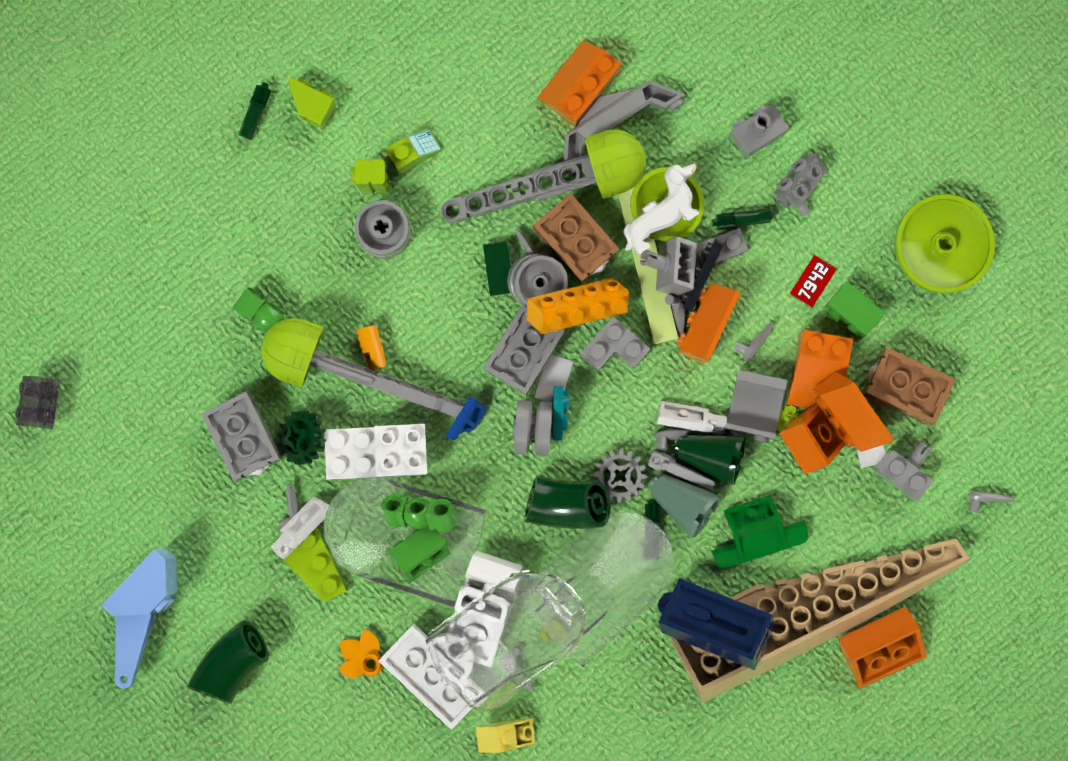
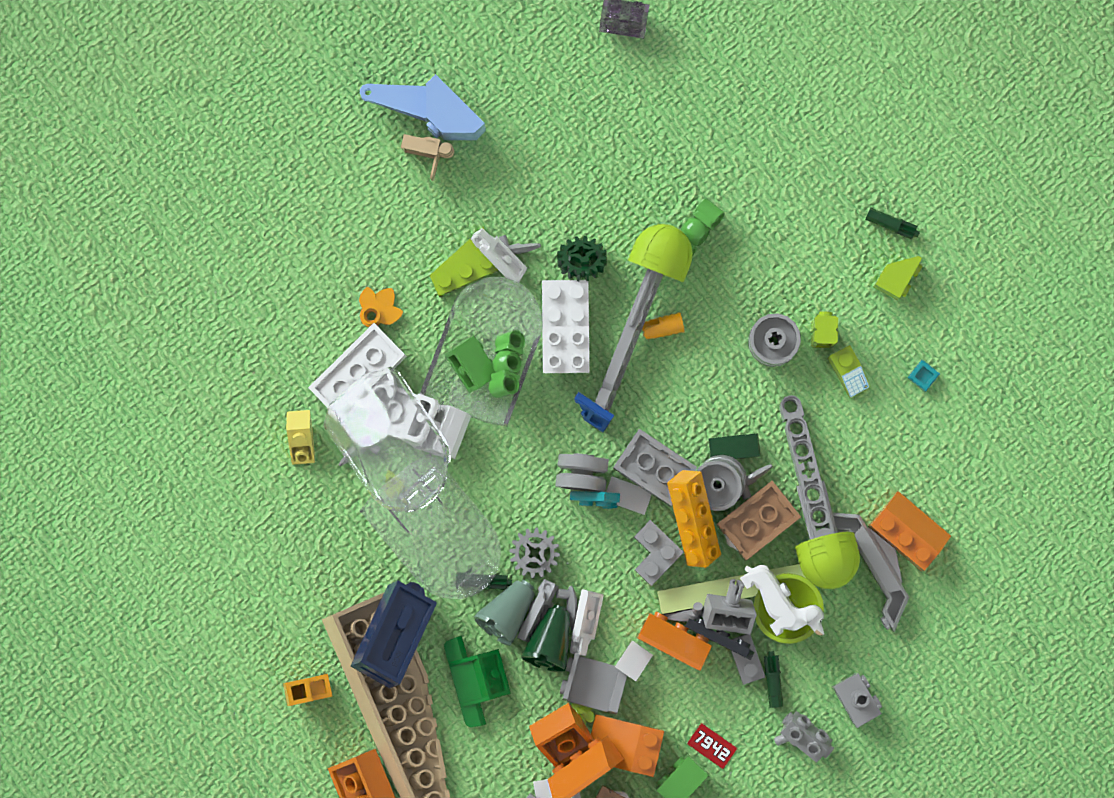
camera: 95 degrees right, 0 degrees up
(184, 610) = (429, 148): none -> tan piece
(230, 663) = (377, 187): dark green brick -> none
(242, 437) = (584, 204): light grey piece -> none
(415, 74) = (923, 375): none -> teal tile
(567, 504) = (510, 503): dark green brick -> none
(730, 365) = (634, 661): none -> white sticker
(749, 351) = (647, 681): light grey bar -> none
(779, 716) = (307, 690): none -> light orange brick

